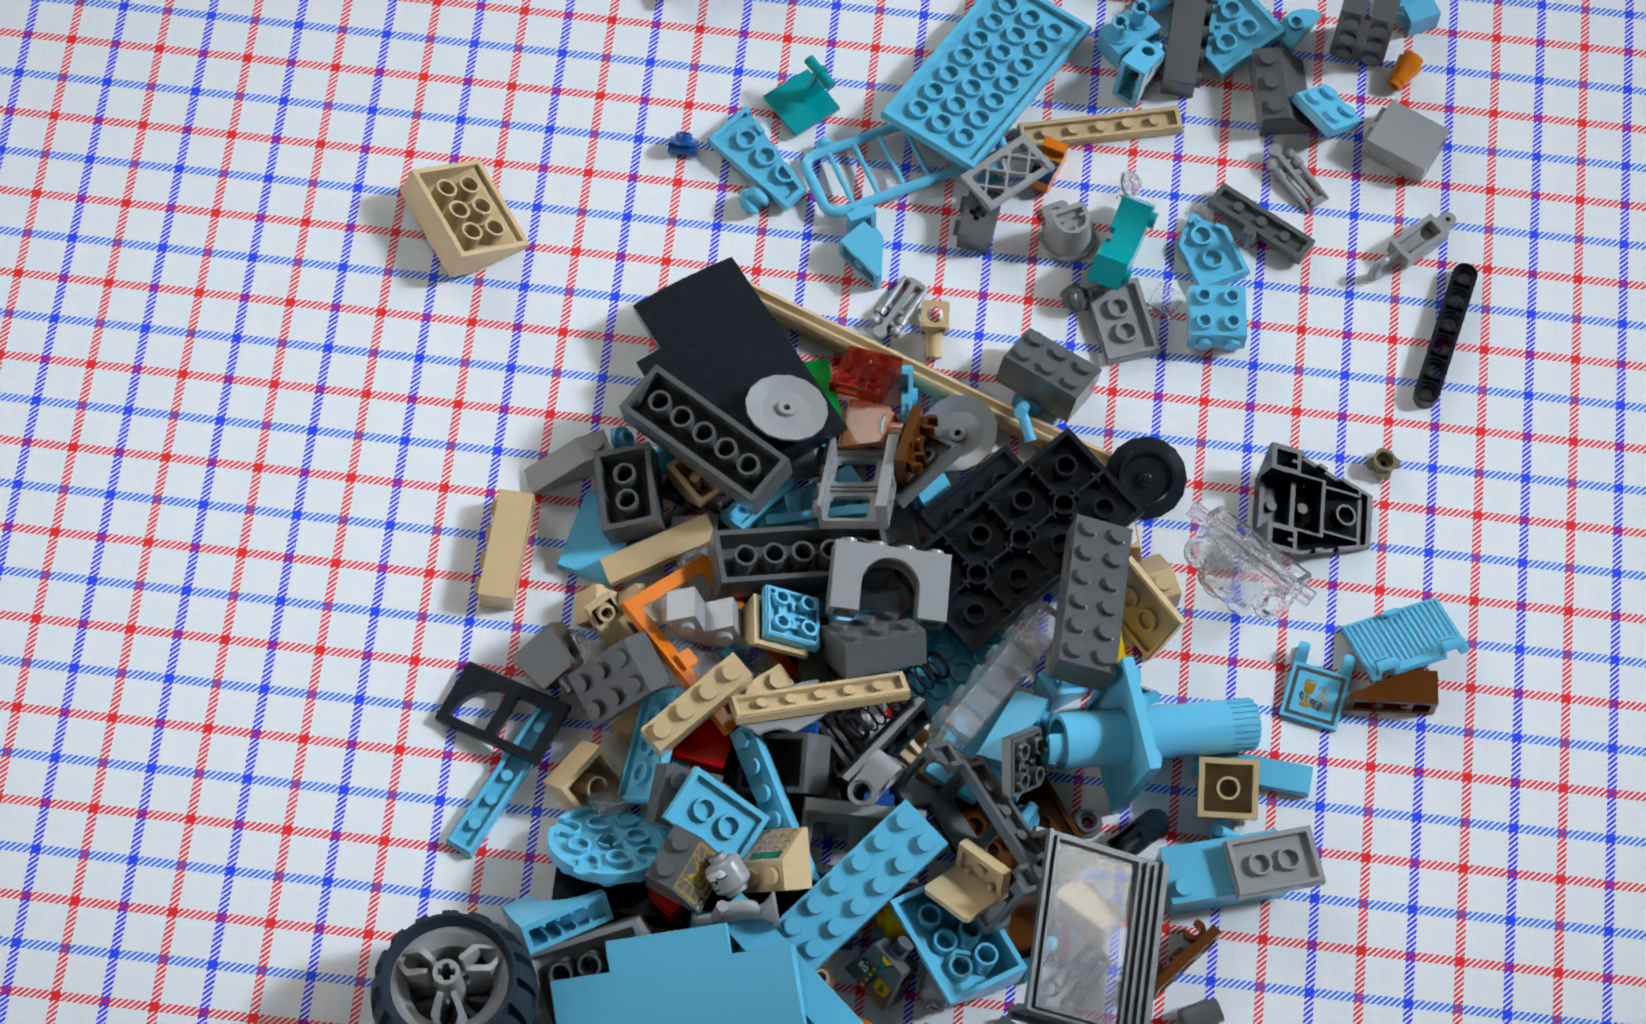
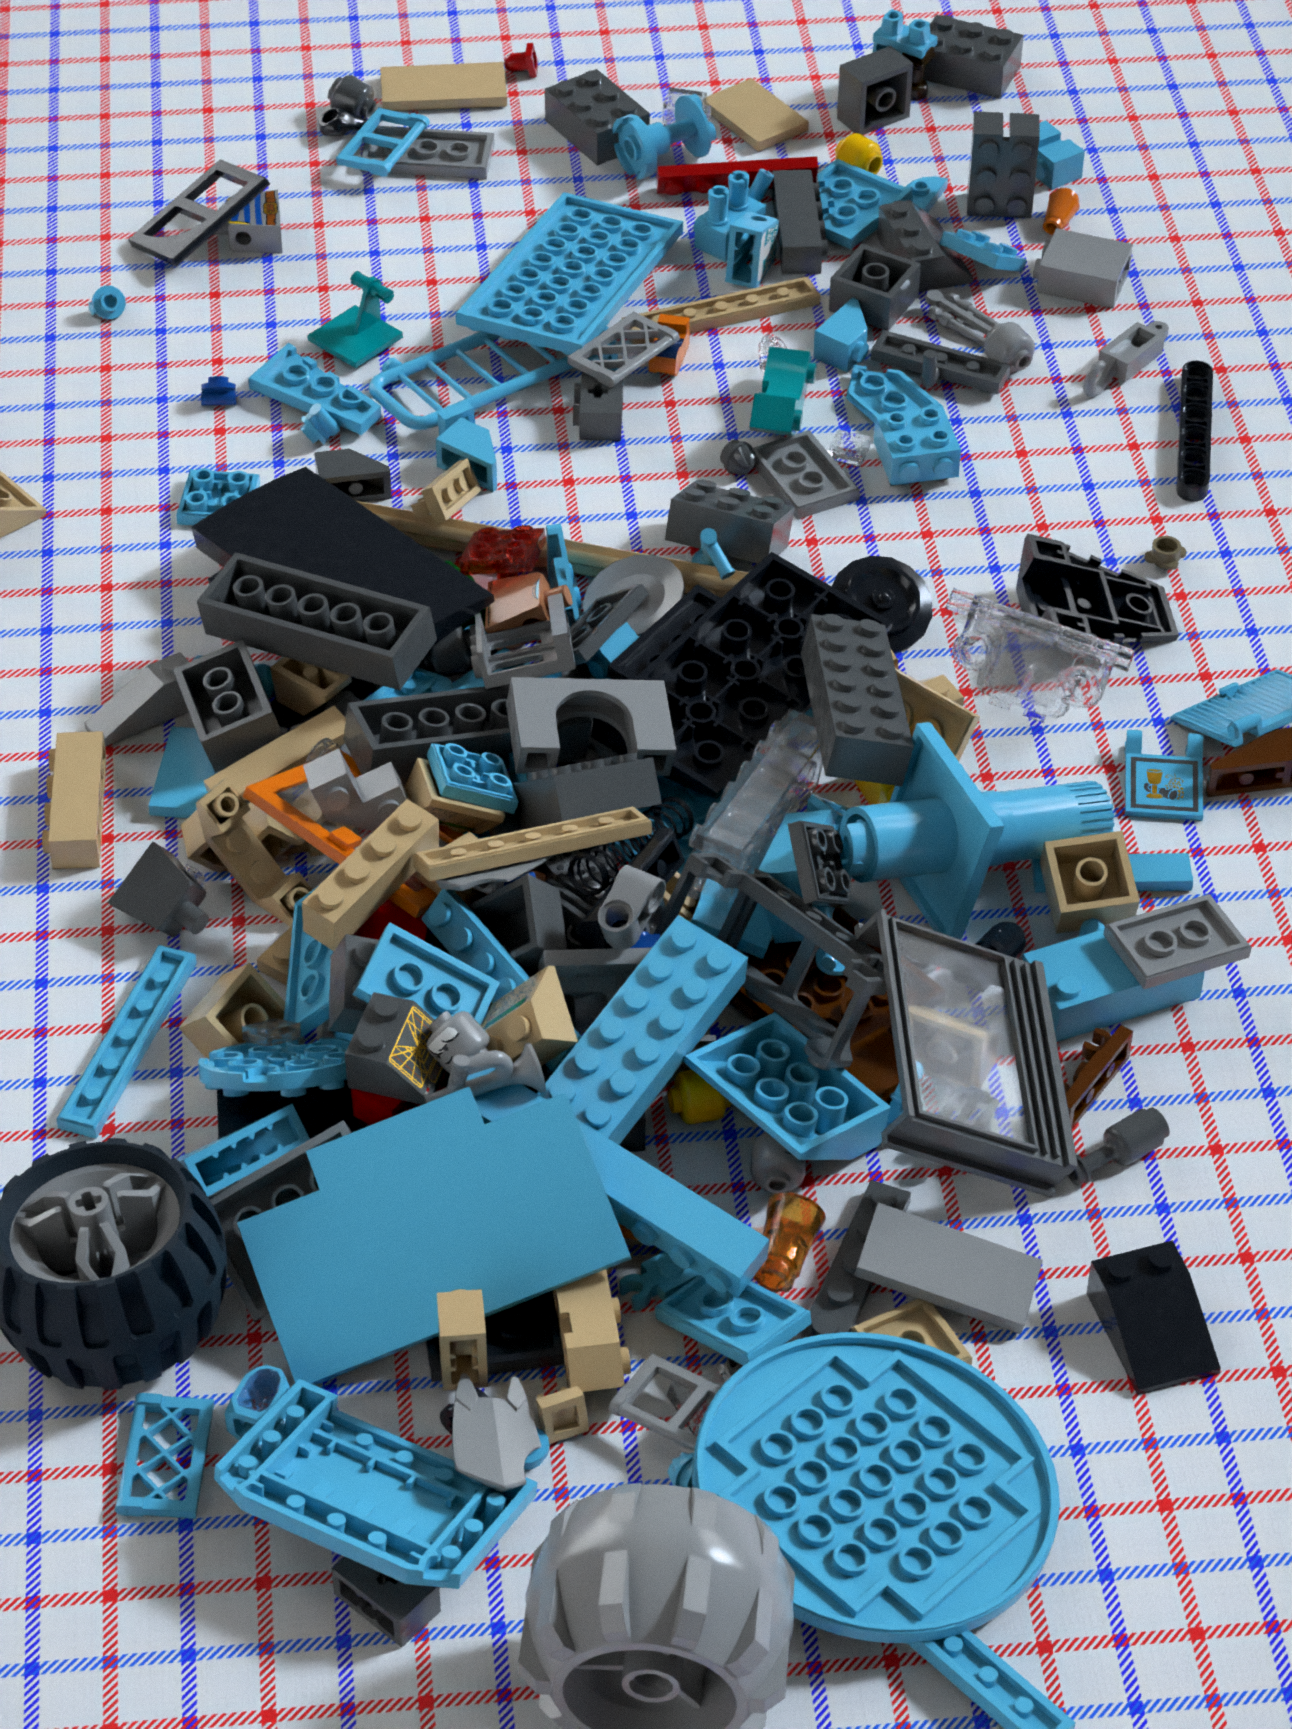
camera: 10 degrees left, 20 degrees down
(480, 680) = (66, 943): black window -> none
(612, 28) = (107, 302): none -> medium azure plate
(619, 678) = (259, 884): dark grey brick -> none
(662, 257) = (211, 490): none -> medium azure tile
(766, 260) = (354, 474): none -> dark grey slope
(786, 408) = (413, 576): light grey piece -> none
(838, 300) = (448, 492): none -> tan plate
(879, 331) = (508, 518): light grey piece -> none
(885, 970) = (698, 1146): dark grey torso -> none
(910, 452) = (582, 598): reddish brown plate -> none
(934, 331) = (575, 505): tan bracket -> none
(972, 884) = (793, 1010): tan bracket -> none
(1067, 231) = (711, 398): light grey container -> none
(1189, 183) = (842, 337): none -> medium azure slope
(1227, 135) = (880, 283): none -> dark grey brick
(1319, 221) = (1010, 345): none -> light grey head

